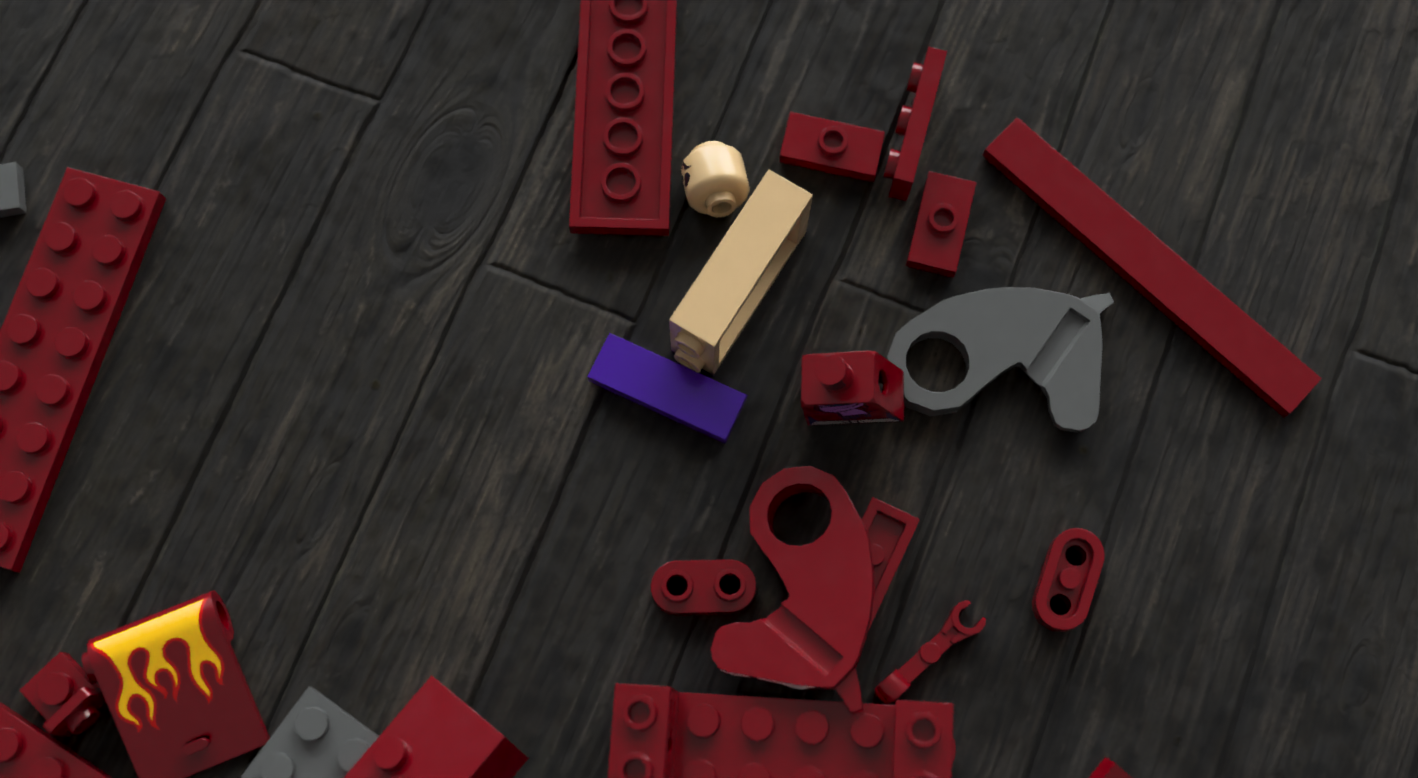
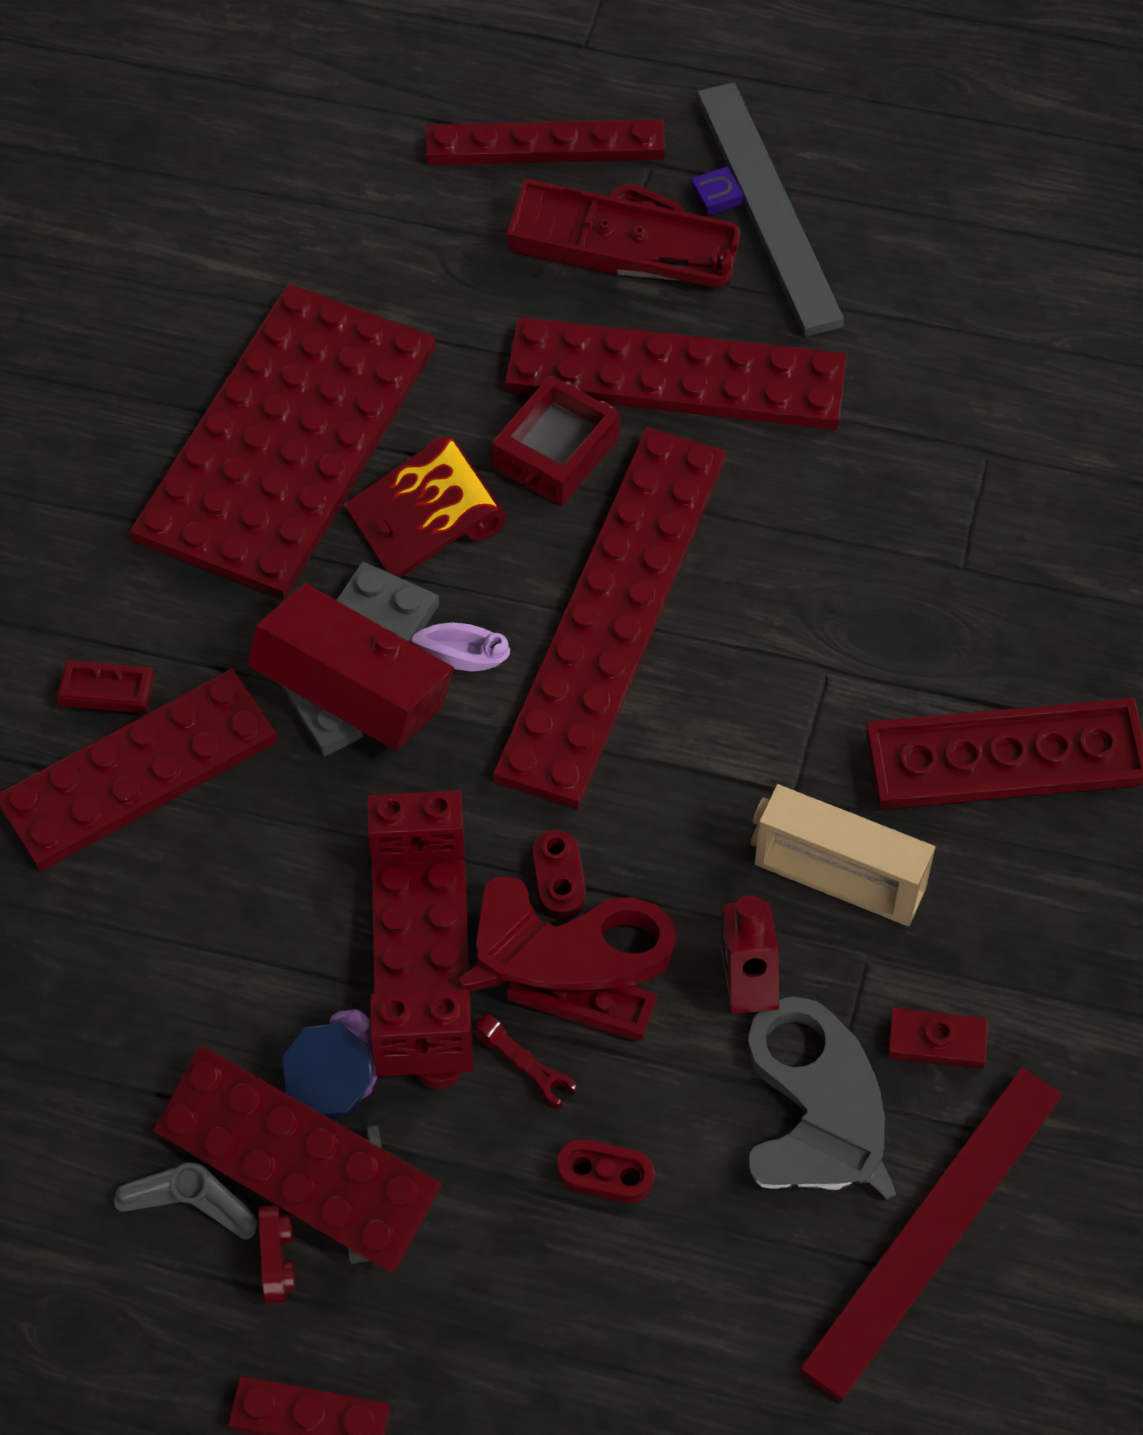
camera: 85 degrees right, 15 degrees down
(64, 696) = (409, 434): dark red bracket -> none
(112, 516) = (556, 440): none -> dark red window
(371, 484) = (610, 619): none -> dark red plate
(387, 666) = (463, 645): none -> lavender arm
(667, 388) = (732, 825): dark purple tile -> none
(713, 177) = (943, 827): tan head -> none
(831, 146) = (996, 935): dark red plate -> none
(914, 123) = (1033, 1001): dark red plate -> none

